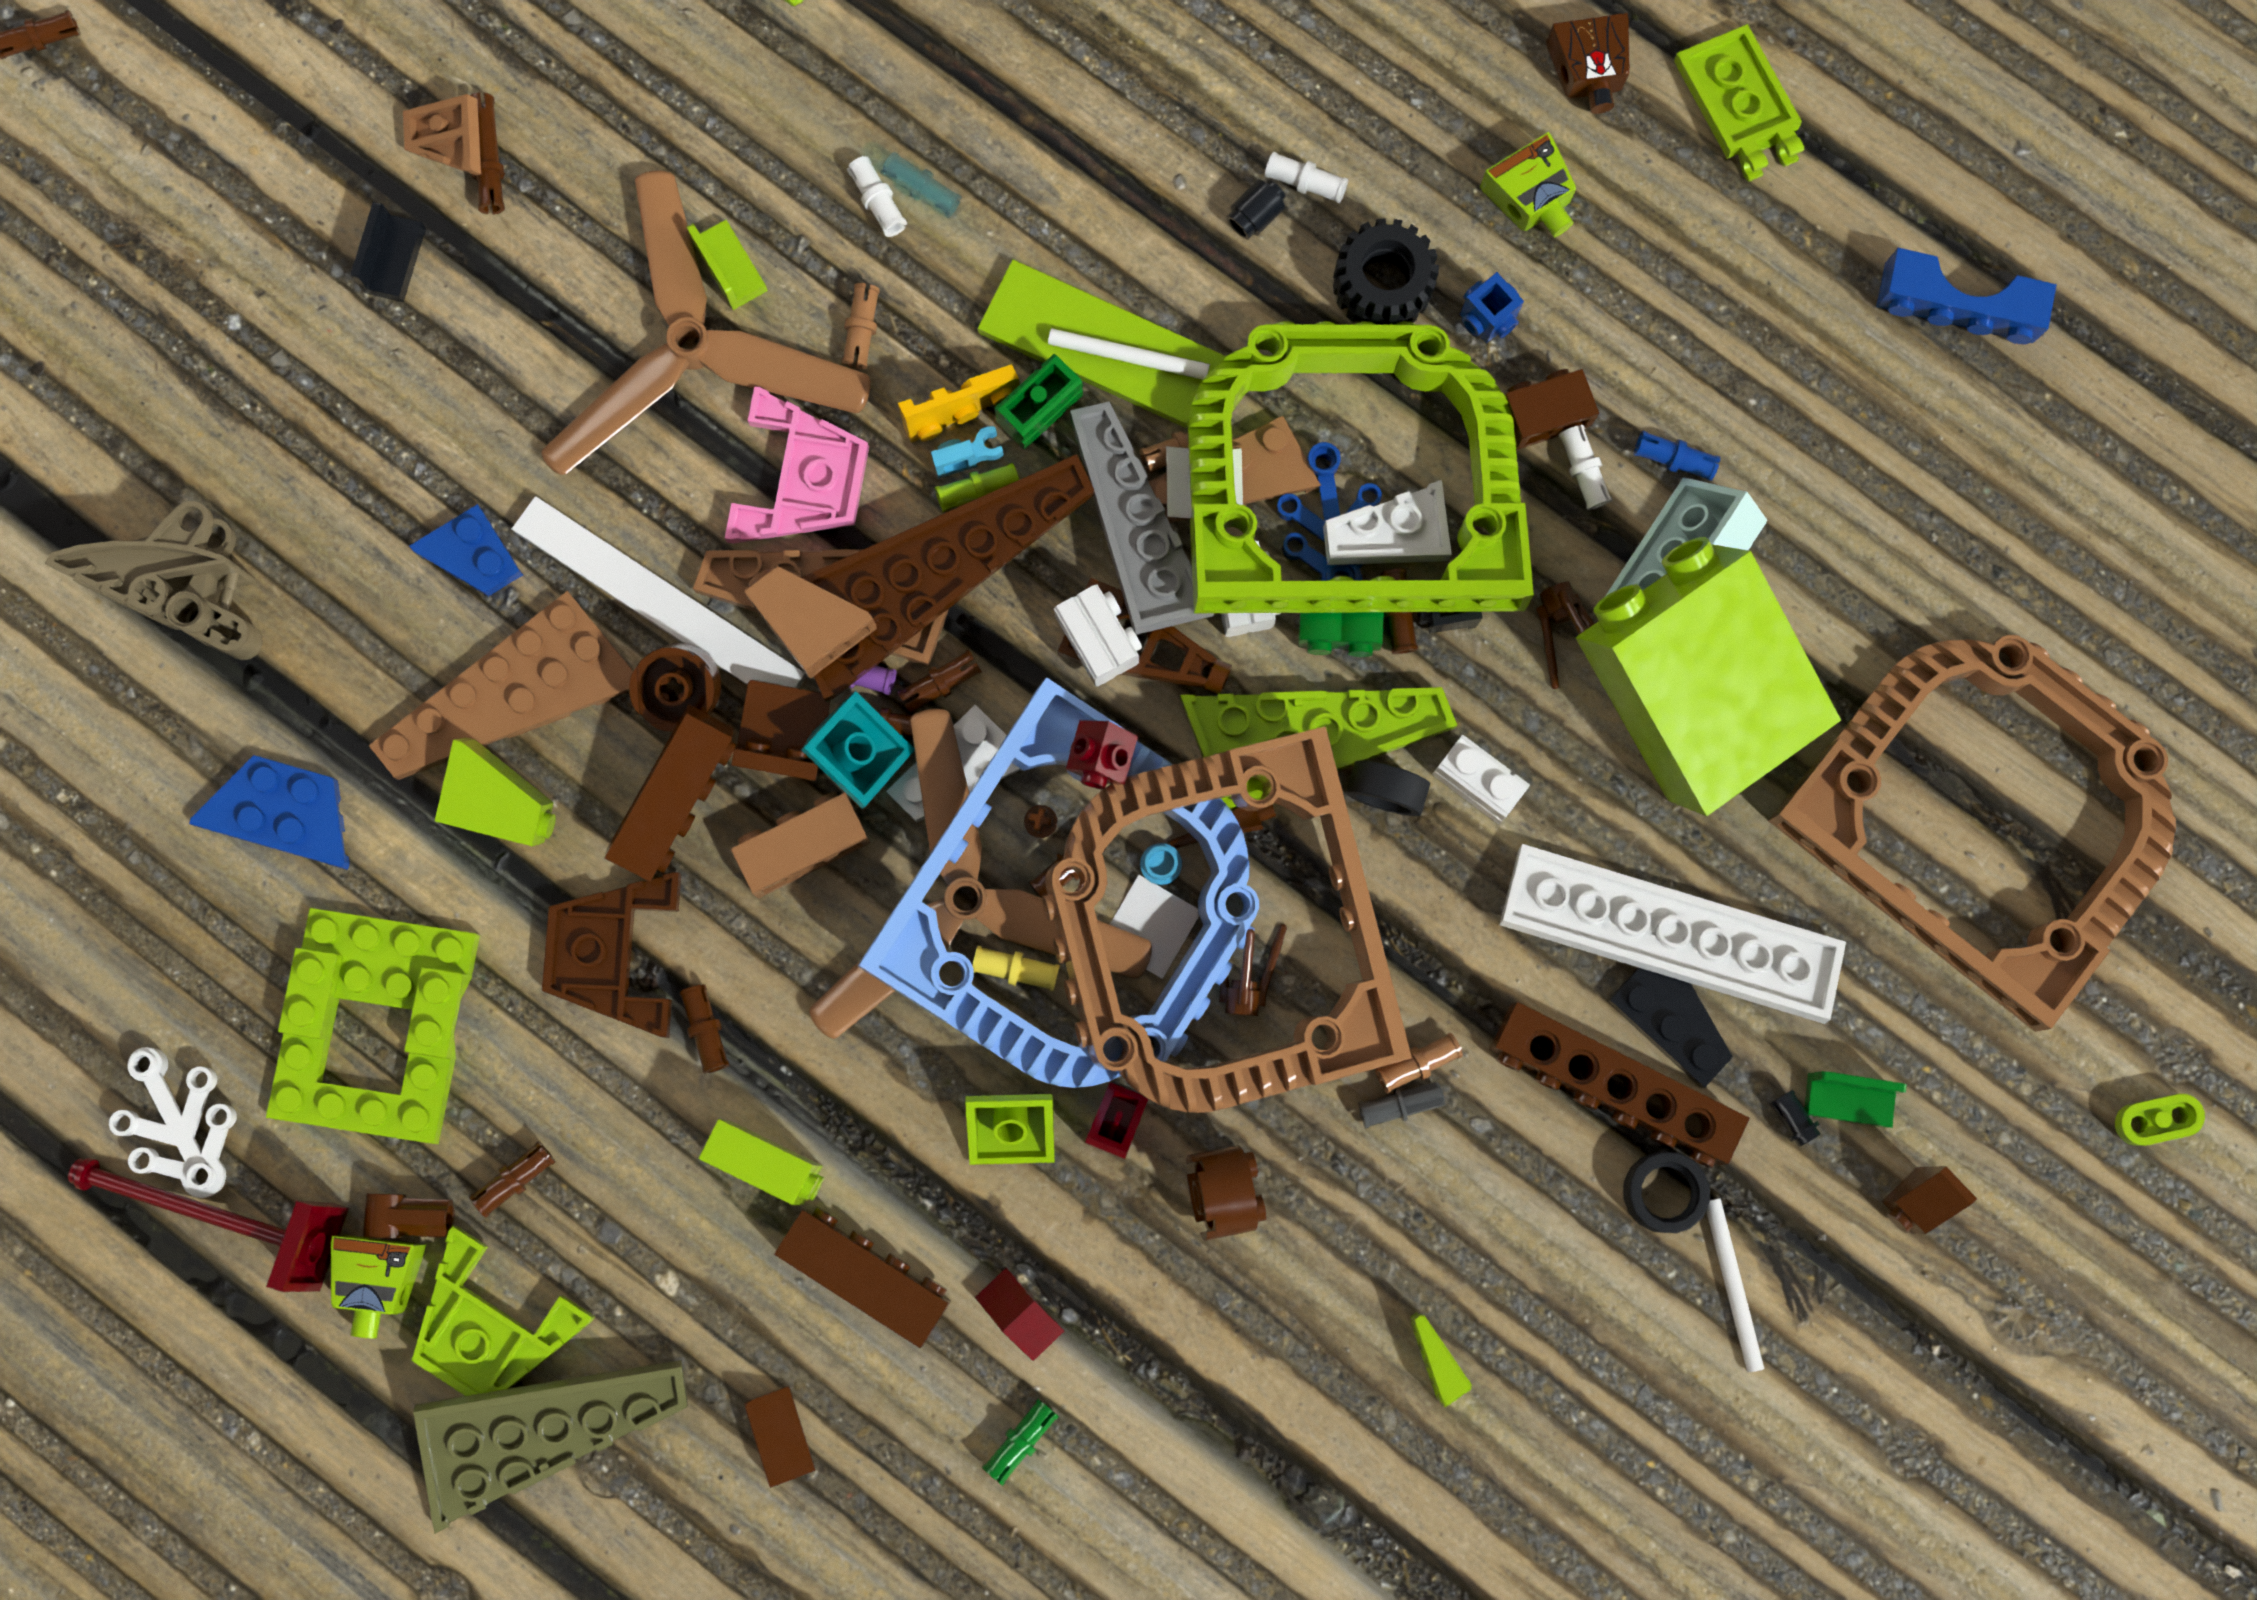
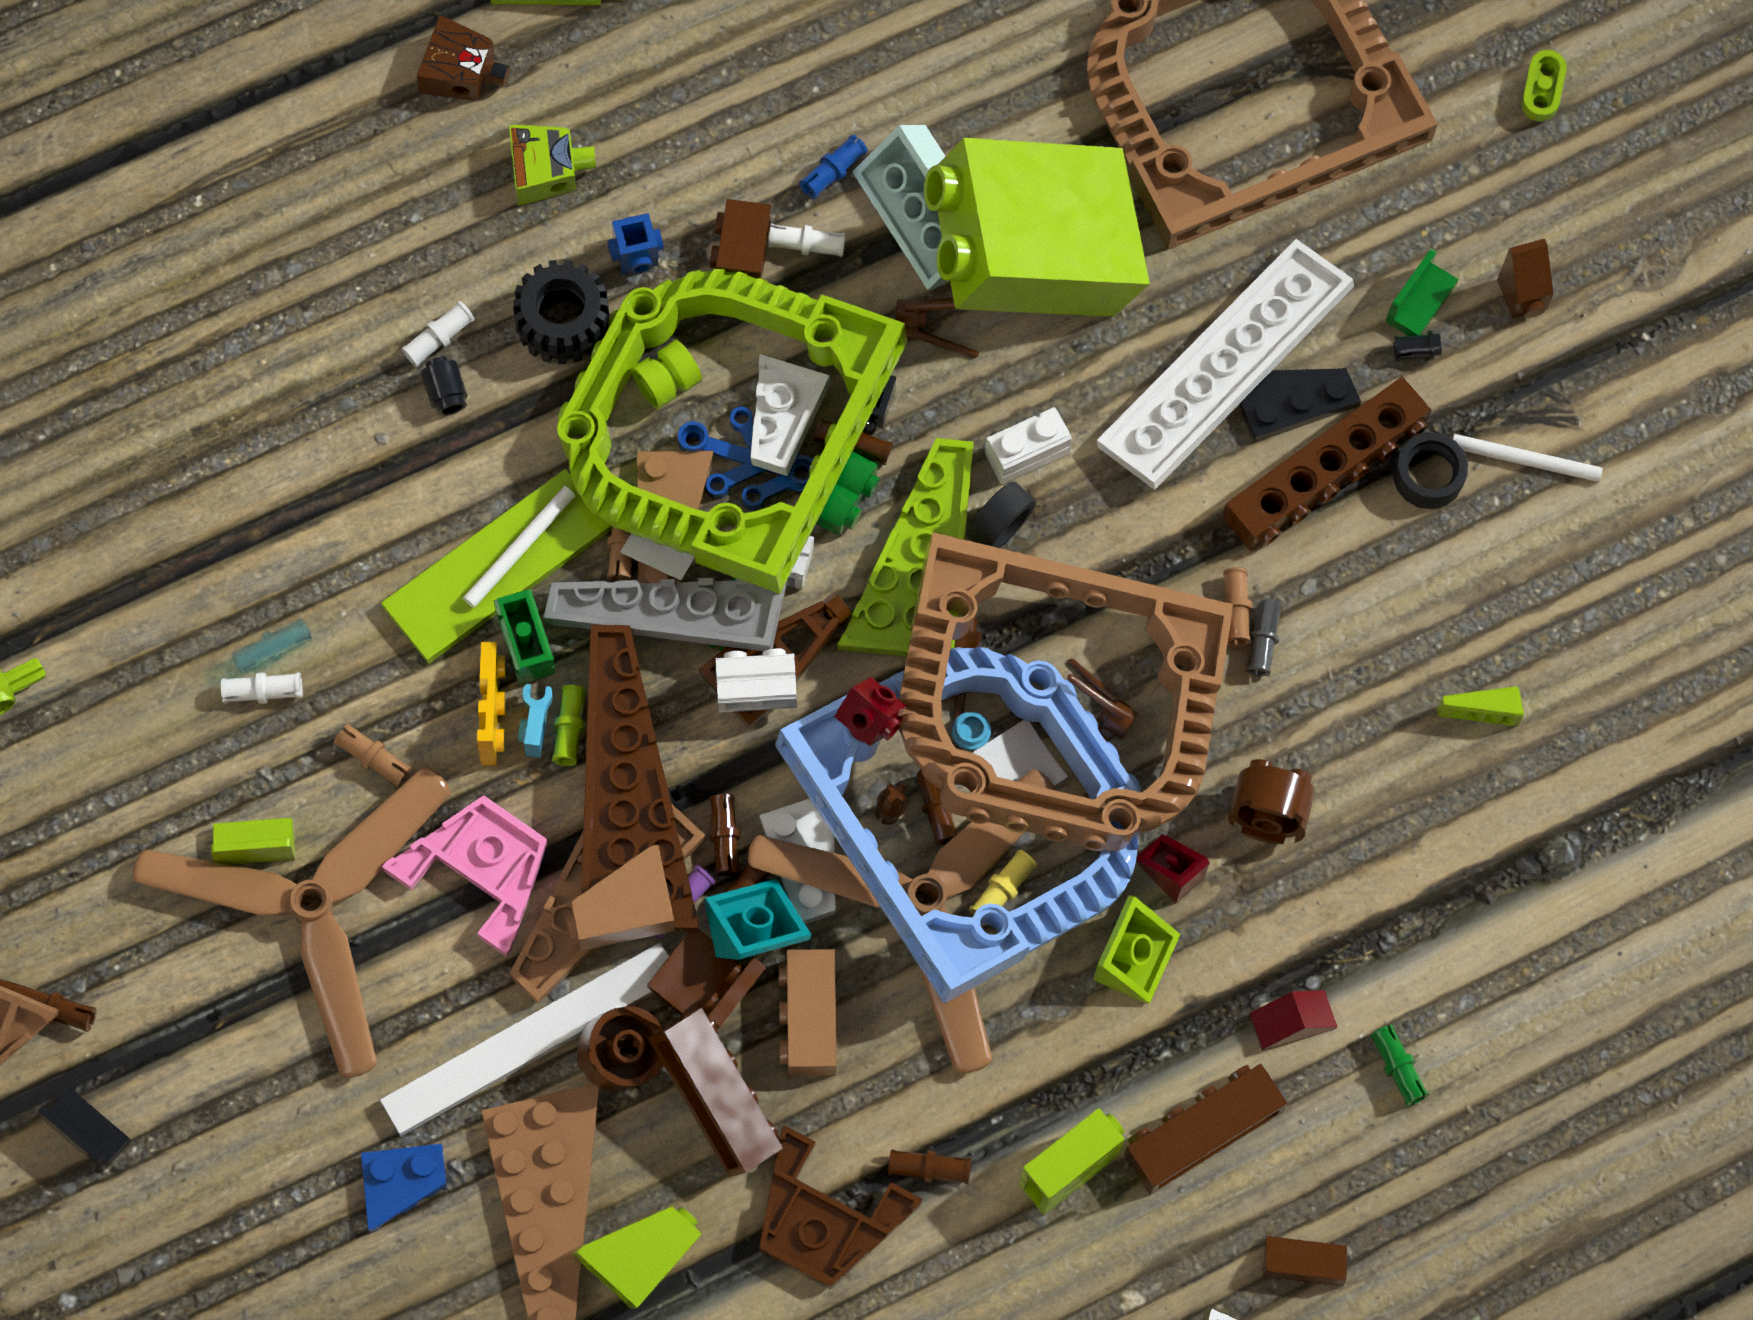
camera: 65 degrees left, 10 degrees down
(1373, 403) = (670, 372): none -> lime wheel

